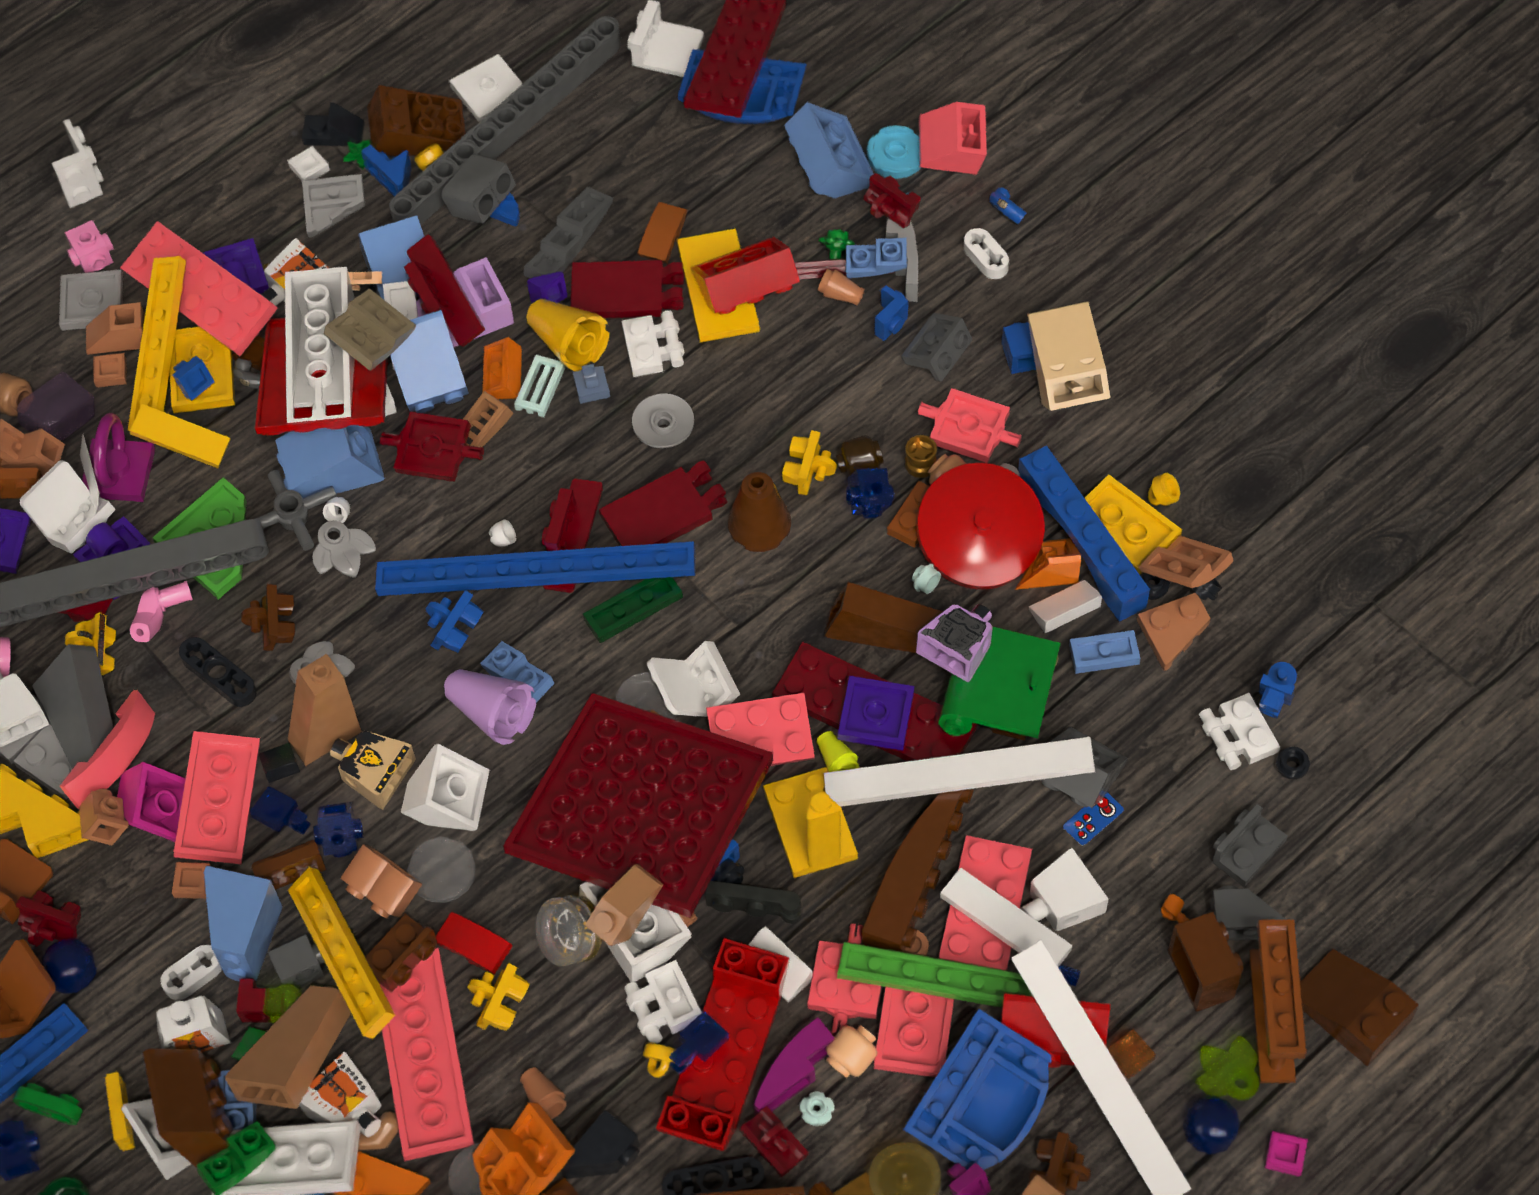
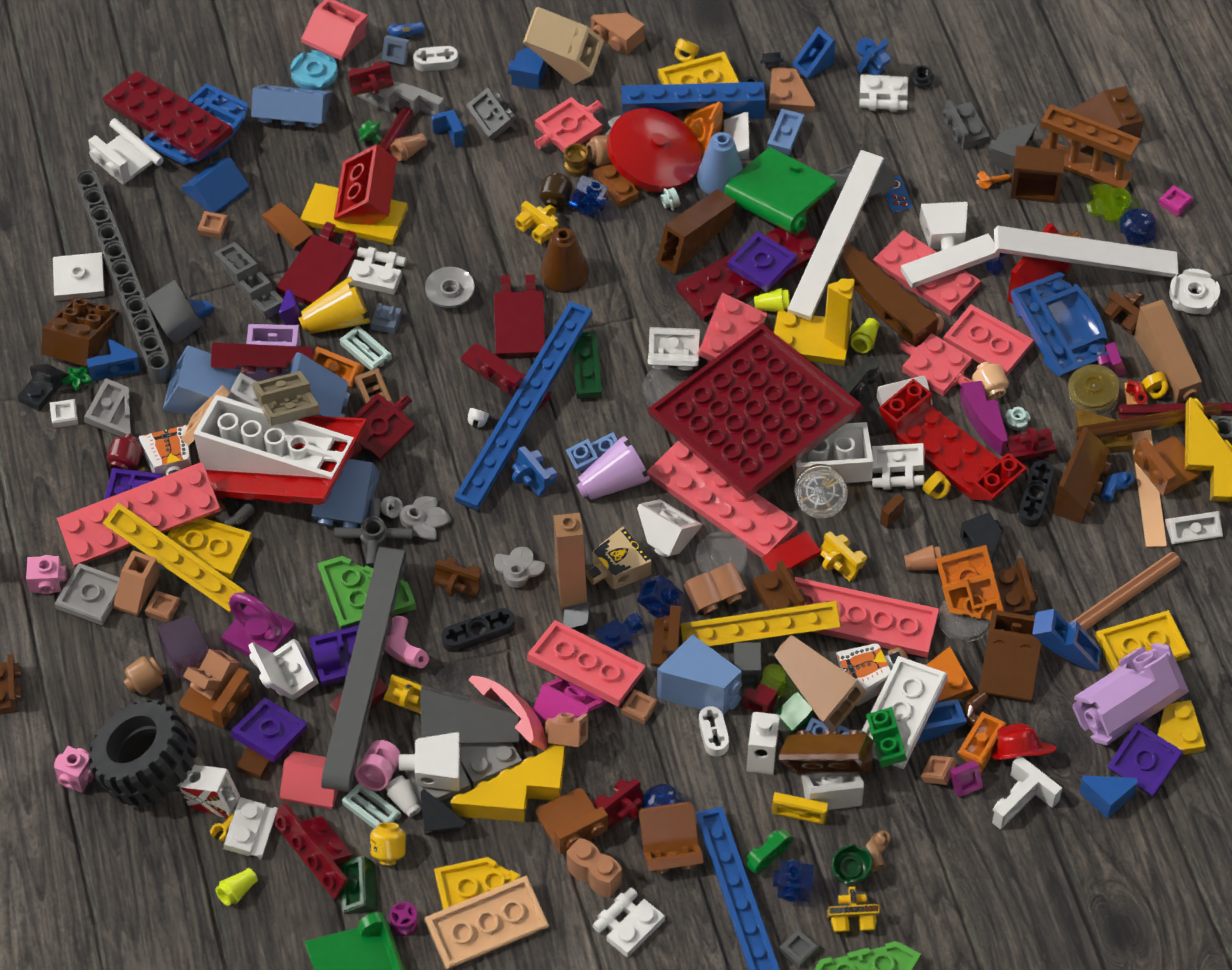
camera: 65 degrees left, 5 degrees down
(89, 473) = (267, 639): white sticker -> none
(180, 436) = (264, 574): yellow tile -> none
(192, 377) = (220, 545): blue tile -> none
(275, 237) = (125, 453): none -> dark red head
(428, 156) = (119, 333): yellow tile -> none
(502, 885) = (703, 490): none -> coral plate
(593, 1024) = (892, 510): none -> reddish brown tile
(624, 906) = (838, 436): medium nougat slope -> none
(626, 168) = (212, 225): none -> nougat tile
(678, 145) = (217, 185): none -> blue slope
(688, 45) = (136, 142): none -> white bar
(699, 1039) = (942, 450): clear blue plate -> none
(842, 879) = (864, 338): none -> neon yellow cone
(878, 259) = (406, 111): medium blue slope -> none
(929, 975) = (968, 311): bright green tile -> none
(957, 639) = (744, 189): torso -> none
(969, 209) = (395, 49): none -> sand blue tile
(1004, 599) = (719, 163): none -> medium blue cone
(1143, 410) = (619, 31): none -> nougat slope
(1187, 562) = (753, 56): nougat slope -> none
(1243, 629) = (816, 54): none -> blue slope

